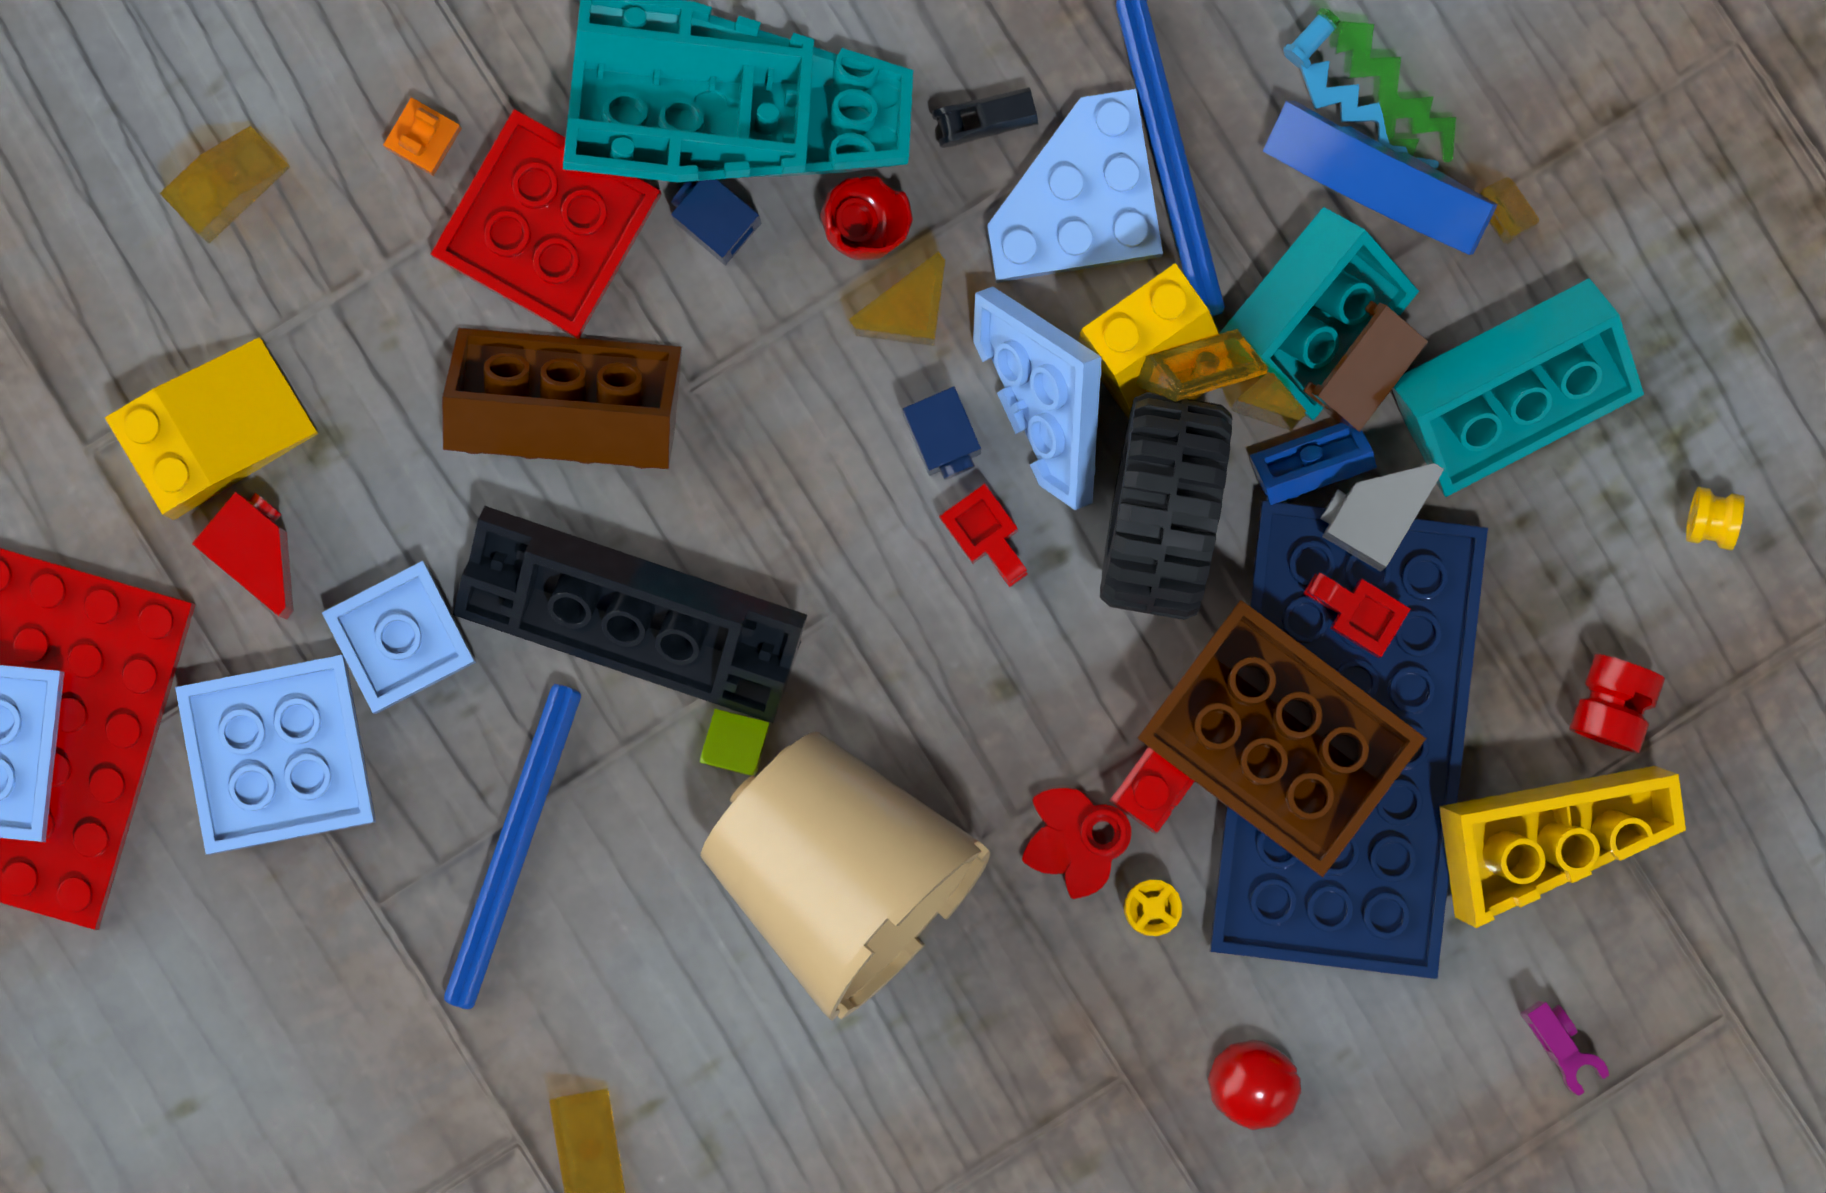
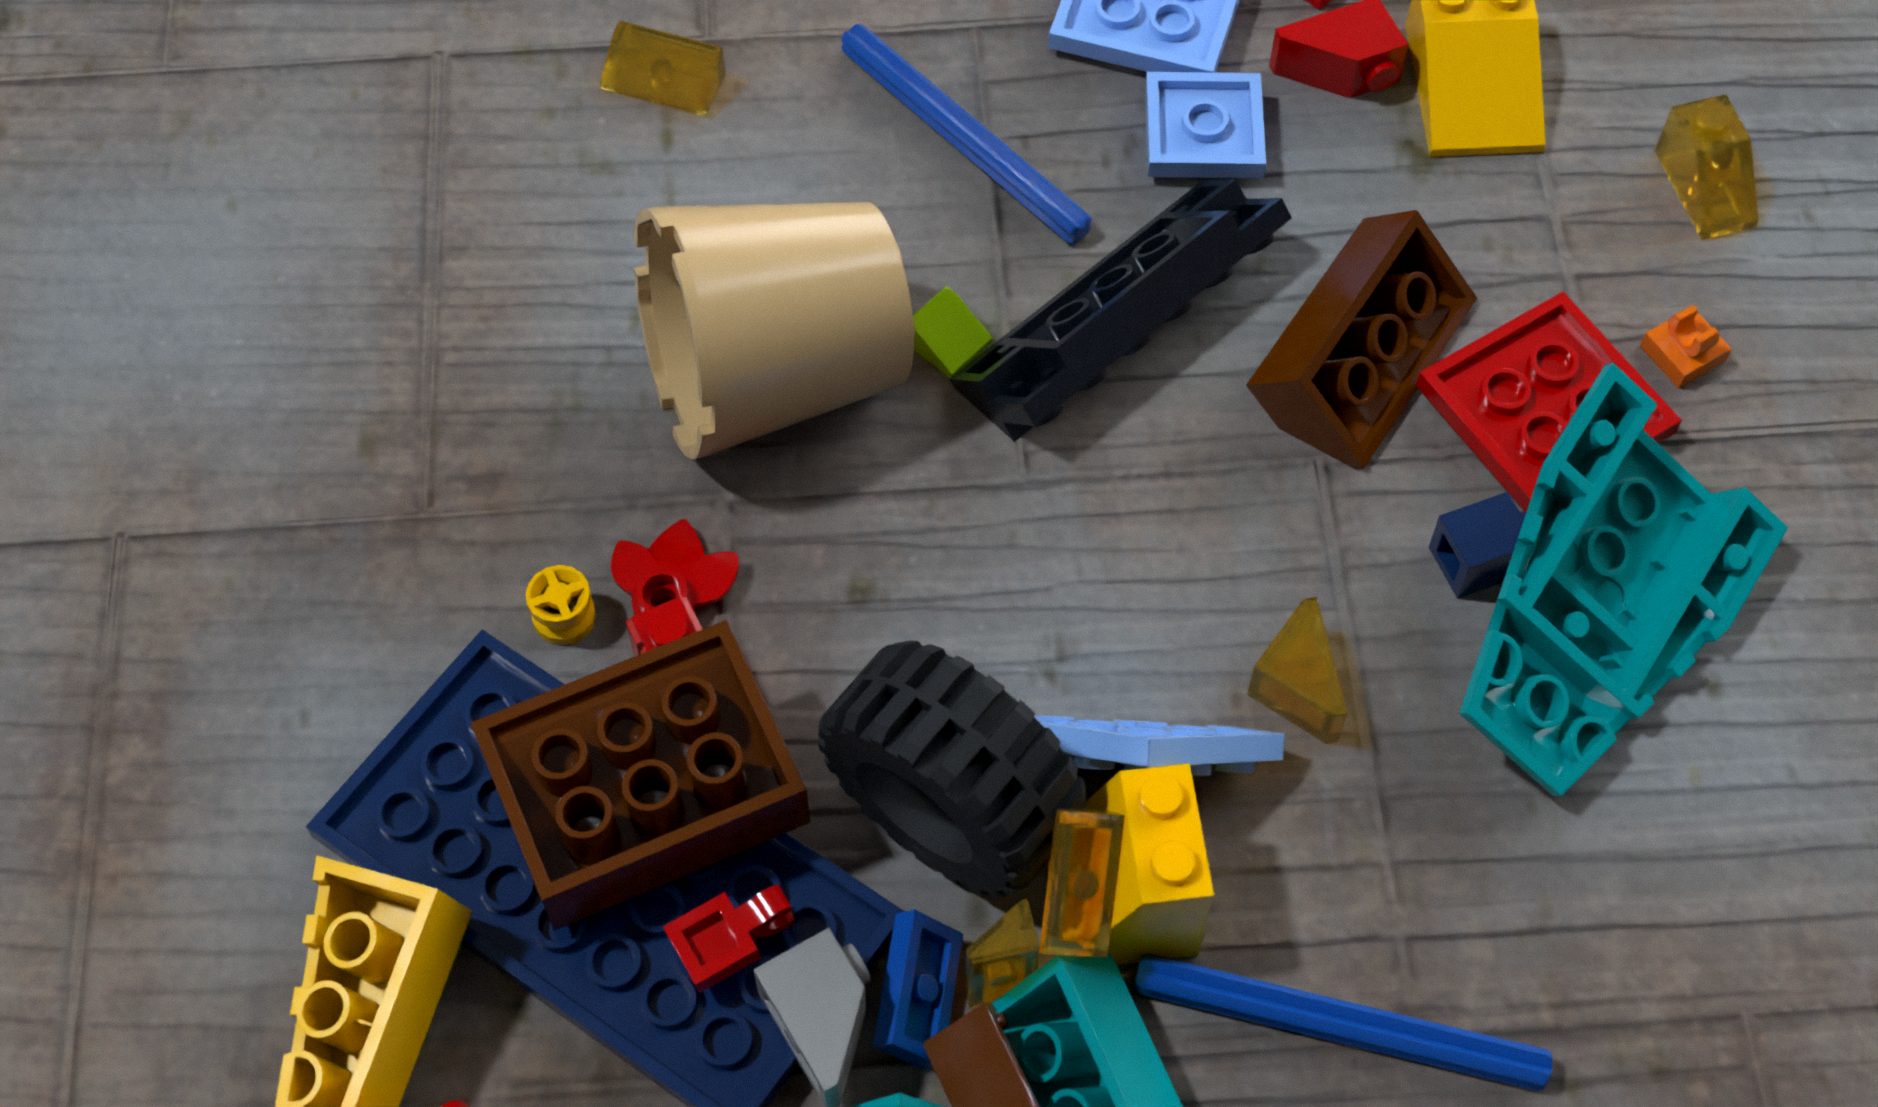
camera: 115 degrees right, 25 degrees down
(866, 218) = (1418, 673): red hair -> none
(942, 433) = (1150, 642): dark blue brick -> none
(982, 529) = (1030, 633): red plate -> none
(995, 116) = (1473, 858): black bar -> none
(1082, 197) = (1339, 911): light blue plate -> none
(1254, 1084) = (331, 614): red hair -> none
(1554, 1032) = (164, 914): magenta plate -> none

